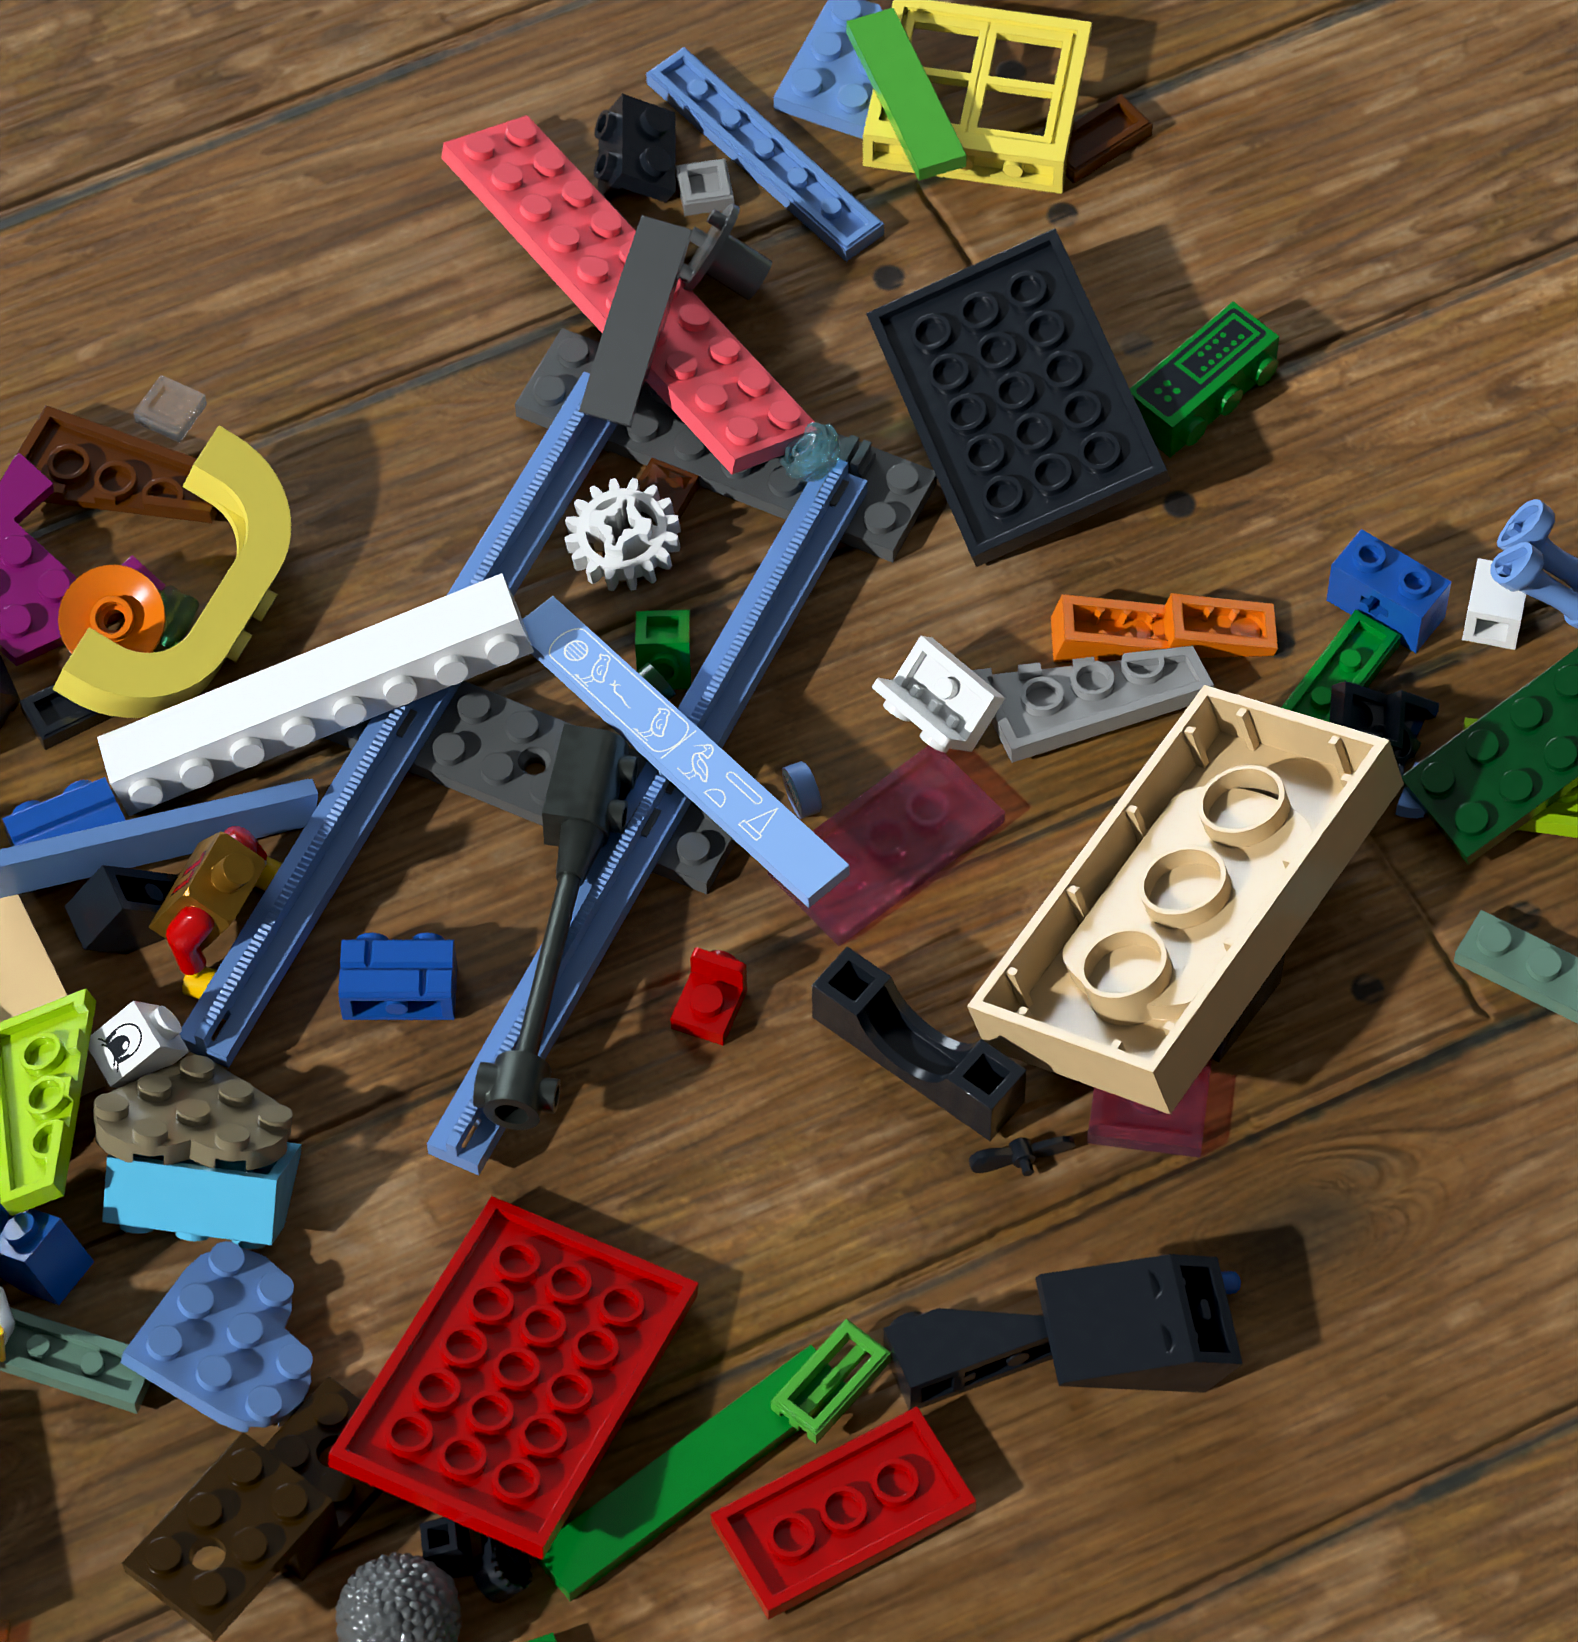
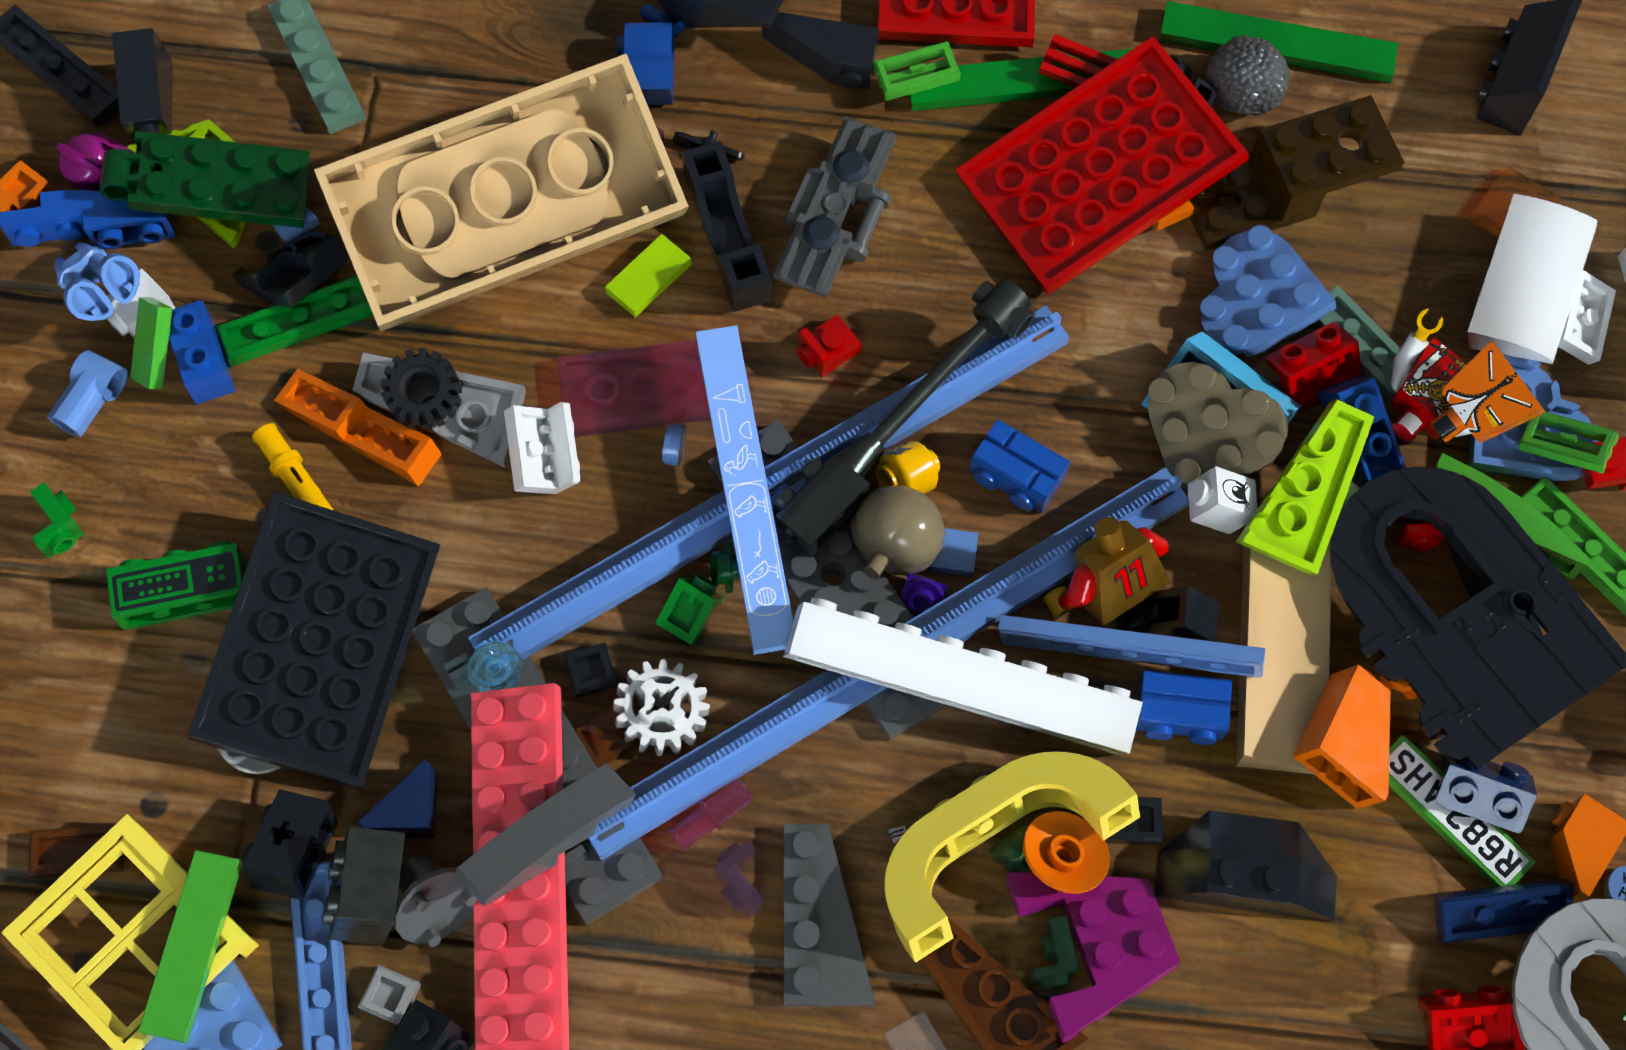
camera: 150 degrees left, 10 degrees up
(67, 534) = (1059, 948): none -> clear green bracket
(116, 1283) = (1316, 363): none -> red bracket
(303, 573) = (897, 833): none -> white piece
(331, 450) = (820, 936): none -> dark grey wing
(417, 862) = (957, 553): none -> medium blue tile
(422, 799) = (922, 593): none -> dark purple plate
(433, 431) = (737, 889): none -> clear purple bracket
(486, 811) = (897, 531): none -> dark tan piece
(503, 474) = (710, 814): none -> clear pink axle
(519, 902) = (909, 466): none -> yellow head
(620, 1495) = (1076, 50): none -> red tile
(726, 543) = (590, 670): none -> black tile
(786, 216) = (366, 886): none -> pearl dark grey brick
(804, 320) = (409, 806): none -> dark blue slope
(827, 1140) = (822, 203): none -> dark grey piece
(892, 226) = (289, 844): none -> black brick
(975, 950) = (648, 275): none -> lime tile
(1111, 646) = (421, 365): none -> black tyre
(1169, 1198) = (651, 57): none -> blue brick
(1197, 546) = (287, 465): none -> yellow pin
(1381, 370) = (63, 531): none -> green bracket
(1439, 558) = (151, 343): none -> bright green tile
(1469, 502) = (91, 384): none -> medium blue piece

